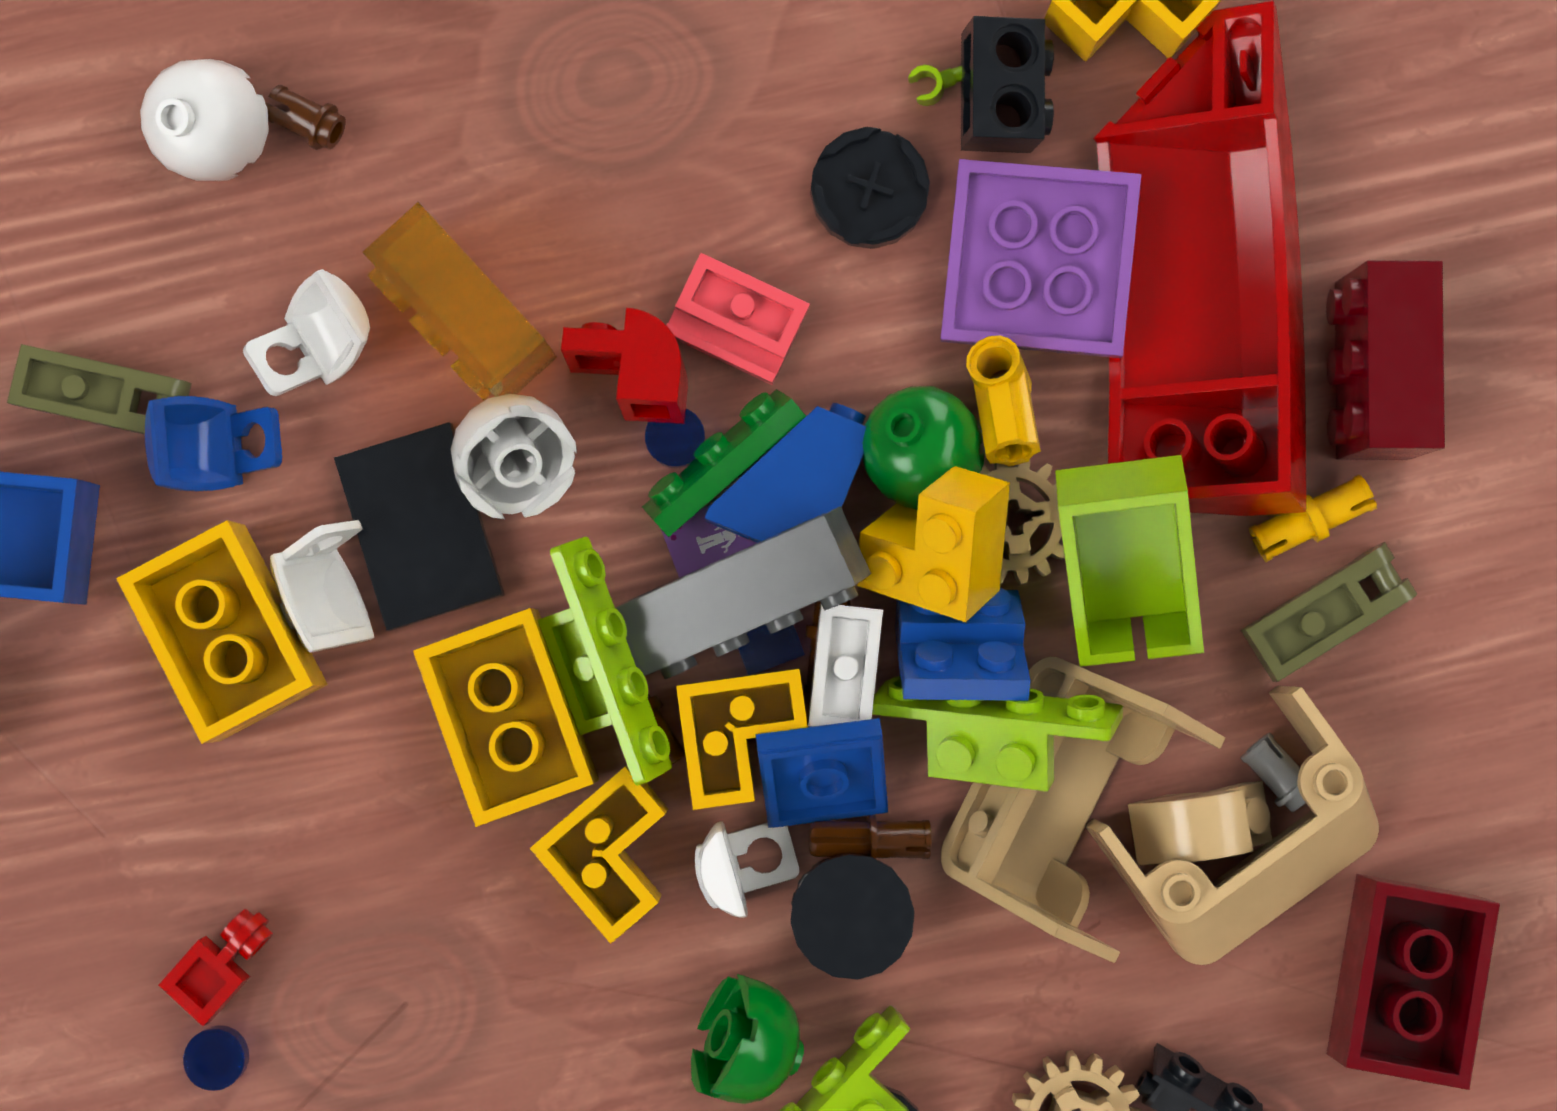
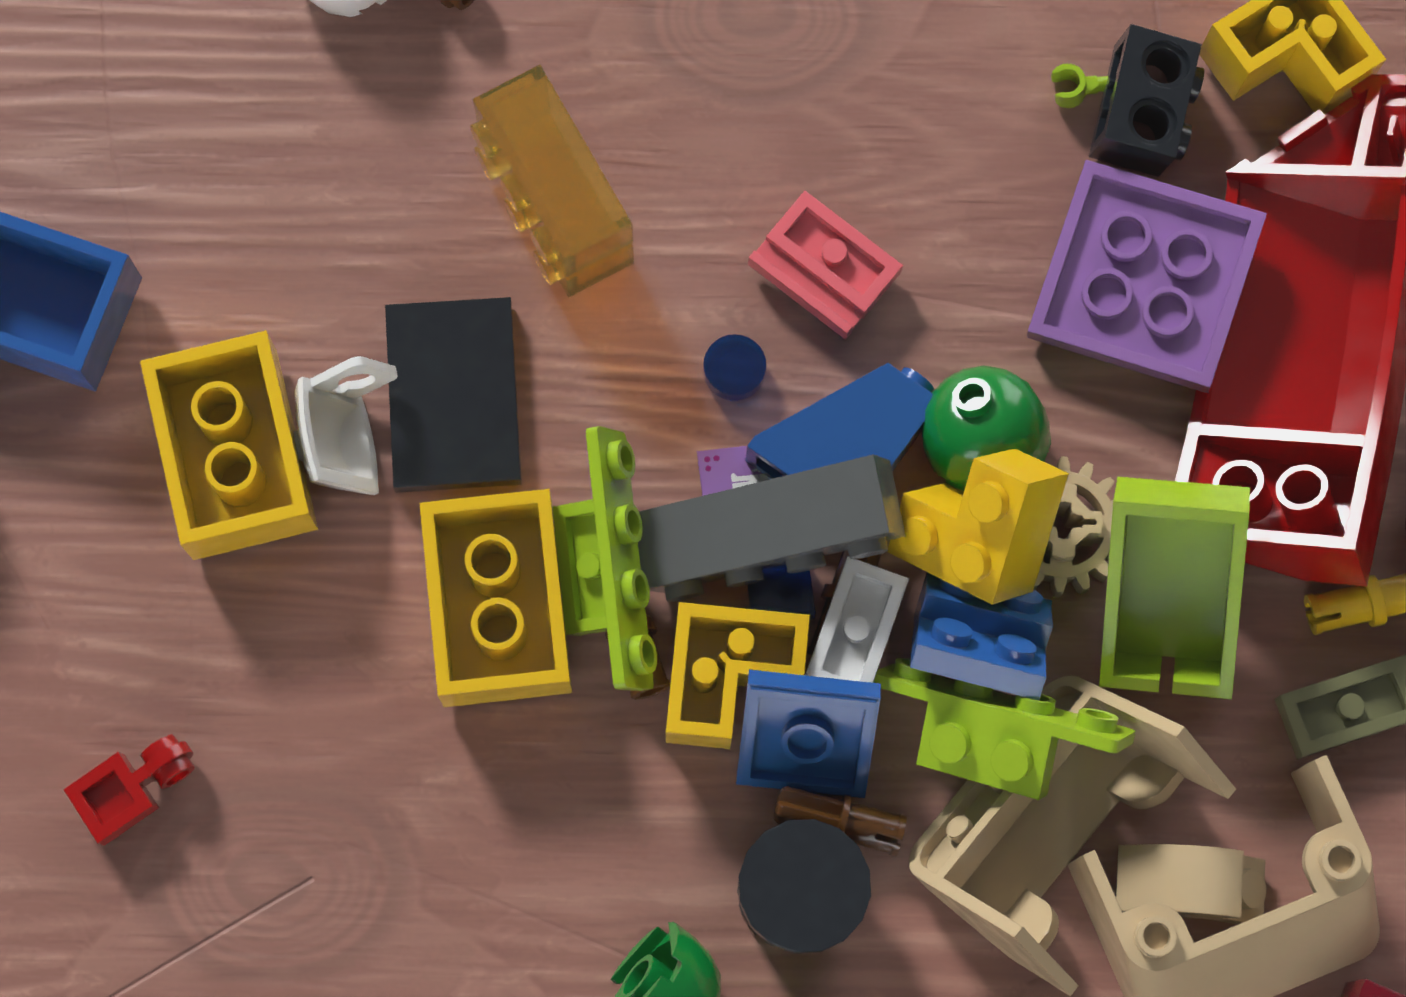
camera: 15 degrees right, 10 degrees down
(86, 388) = (166, 186): olive plate -> none
(198, 443) = (256, 255): blue piece -> none
(216, 1058) = (99, 884): clear blue tile -> none
(325, 324) = (409, 172): white piece -> none
(513, 456) = (568, 340): white cylinder -> none
(590, 858) = (549, 748): yellow brick -> none
(643, 355) = (719, 275): red brick -> none
(719, 869) = (674, 811): white piece -> none
(722, 460) = (777, 397): green plate -> none
(869, 187) = (988, 171): black tile -> none
(1003, 402) = (1079, 403): yellow piece -> none
(1276, 771) = (1282, 851): light grey pin -> none

